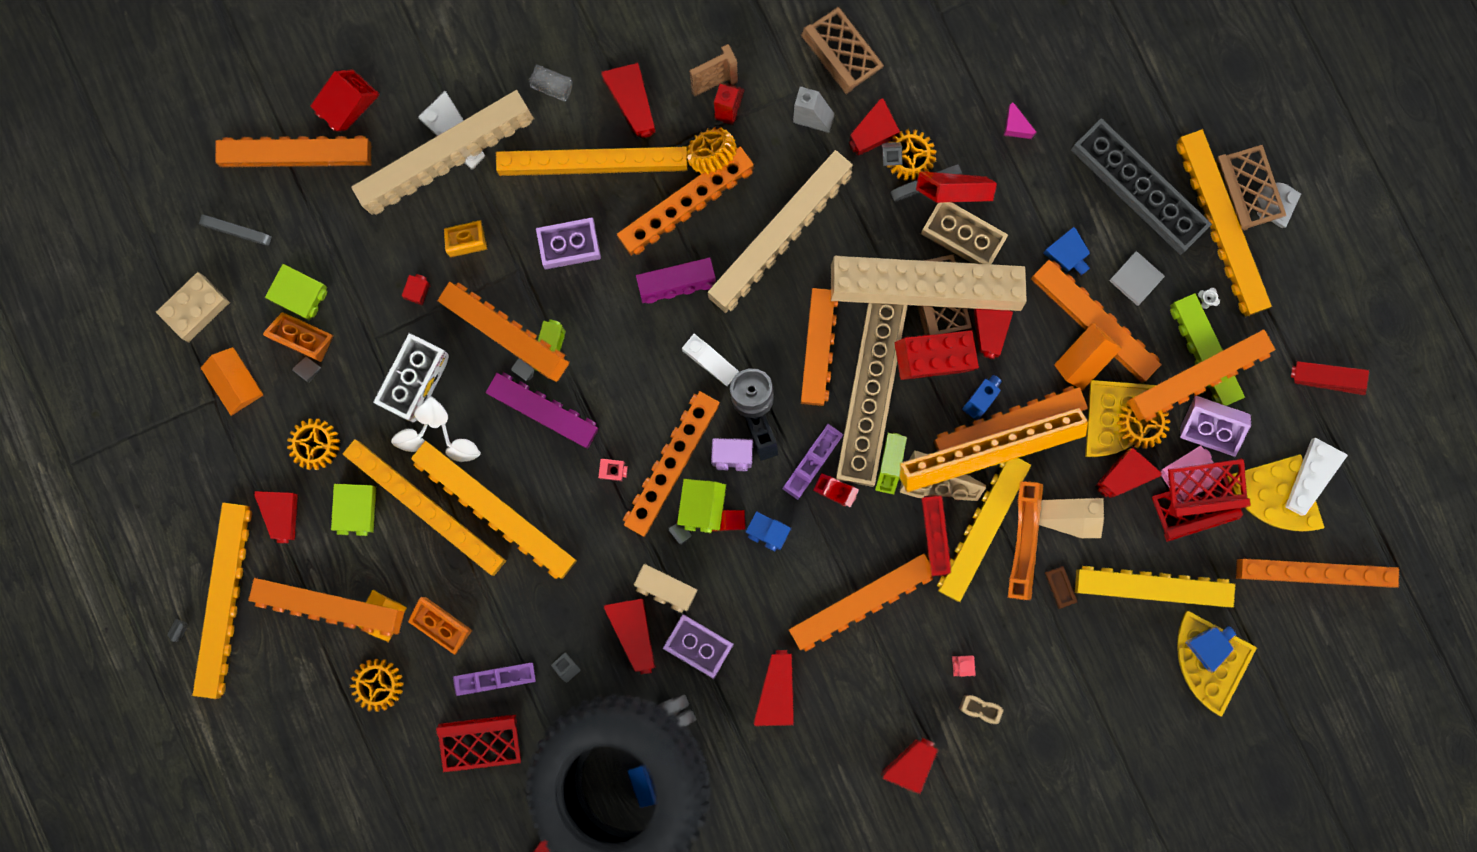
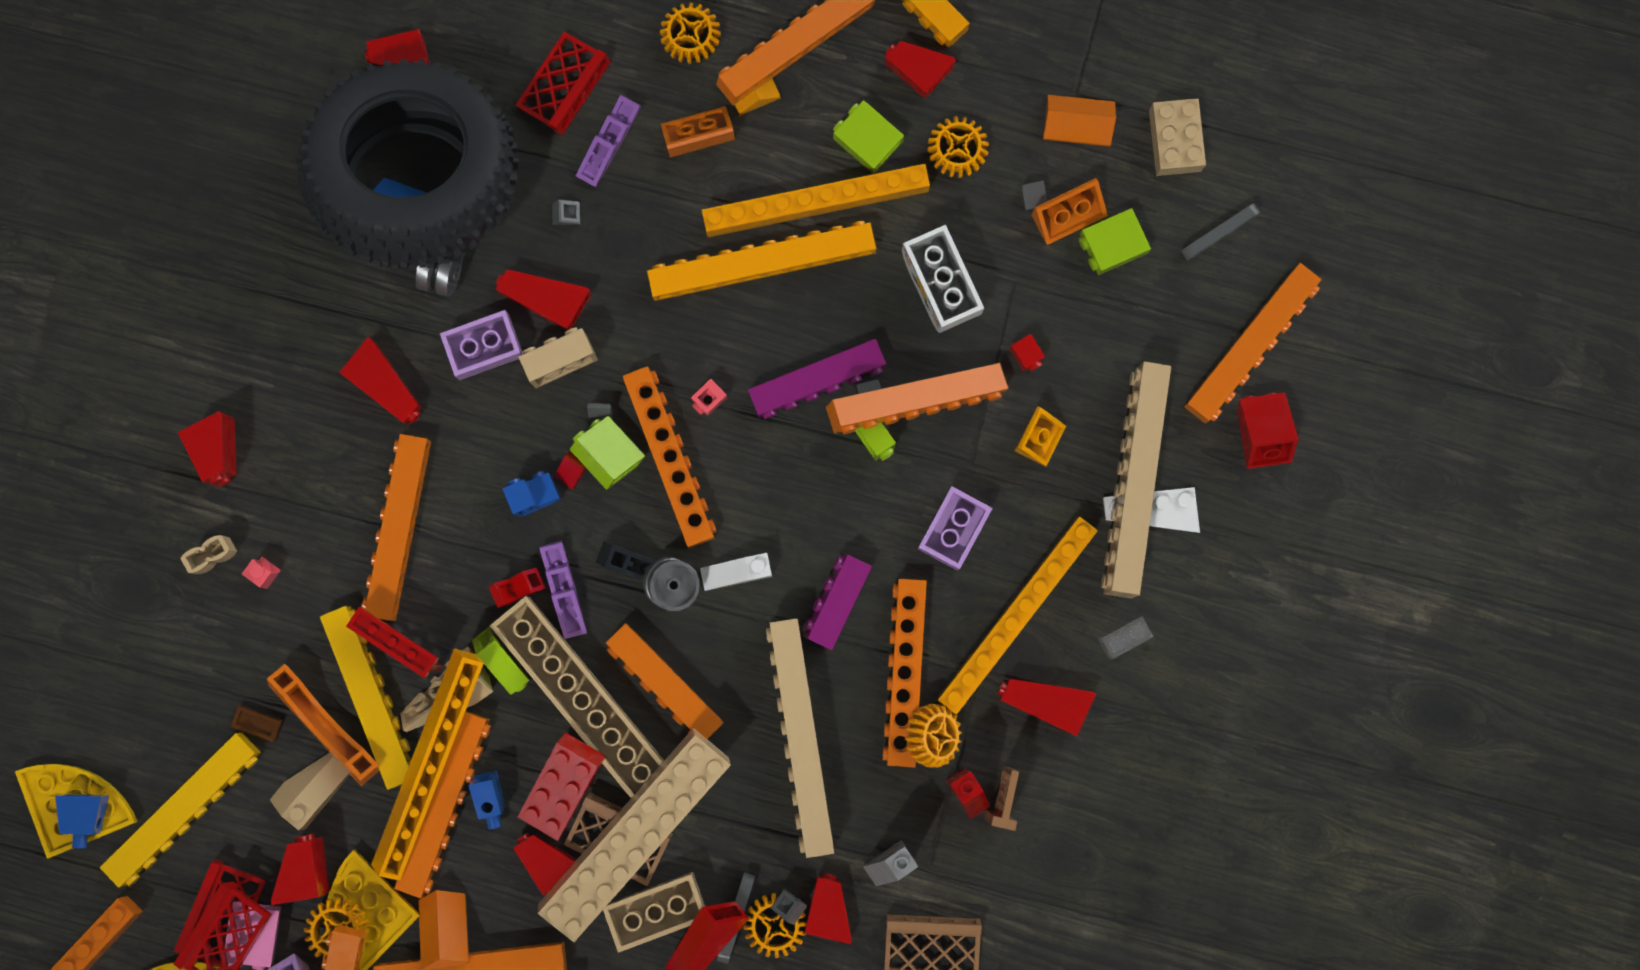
camera: 125 degrees right, 0 degrees up
(434, 415) = (889, 272): white plant -> none
(732, 454) = (627, 517): lavender brick -> none

